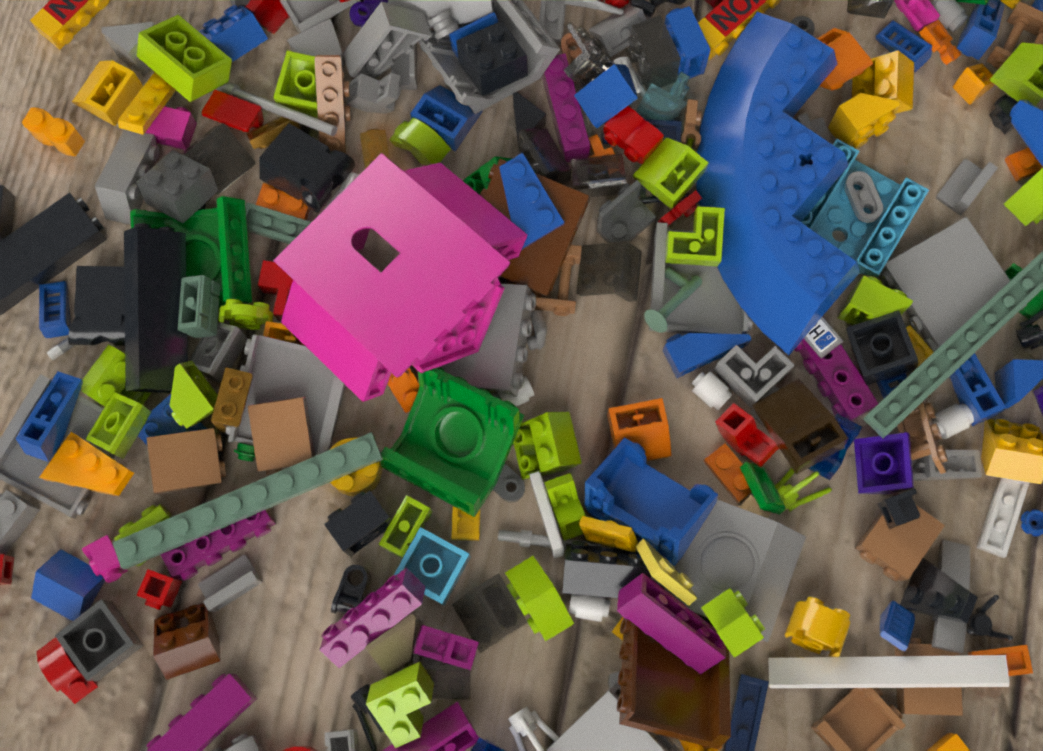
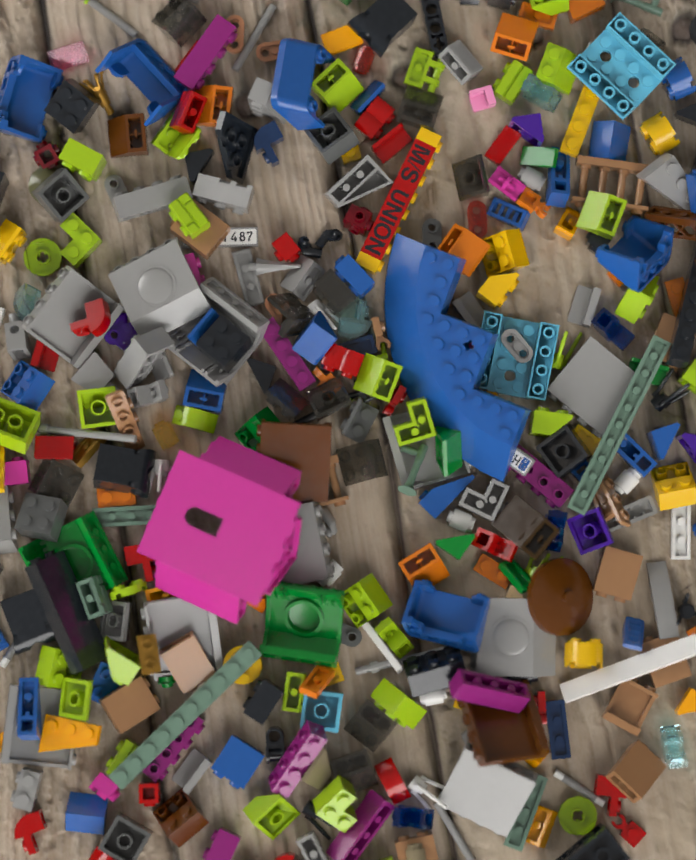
camera: 25 degrees left, 10 degrees up
(292, 593) = (237, 762): none -> blue brick
(308, 683) = (271, 814): none -> lime slope
(440, 523) = (316, 681): none -> orange plate
(442, 24) = (178, 329): light grey wheel -> none
(445, 647) = (351, 759): magenta slope -> none
(490, 702) = (392, 781): none -> red brick
(528, 201) = (292, 445): blue wing -> none
(608, 533) = (428, 646): yellow plate -> none
(665, 573) = (473, 660): light yellow wing -> none
(693, 414) = (456, 545): none -> green slope
(729, 289) = (448, 449): none -> green slope
(733, 622) = (528, 676): lime brick -> none
(736, 671) = (540, 700): none -> red plate
(812, 536) = (560, 596): none -> reddish brown dish
(865, 38) = (477, 220): none -> clear red plate
(899, 509) = (610, 558): black panel -> none
(911, 235) = (559, 360): none -> lime plant
(937, 594) = (651, 604): black wing -> none
(990, 219) = (611, 329): none -> clear blue brick

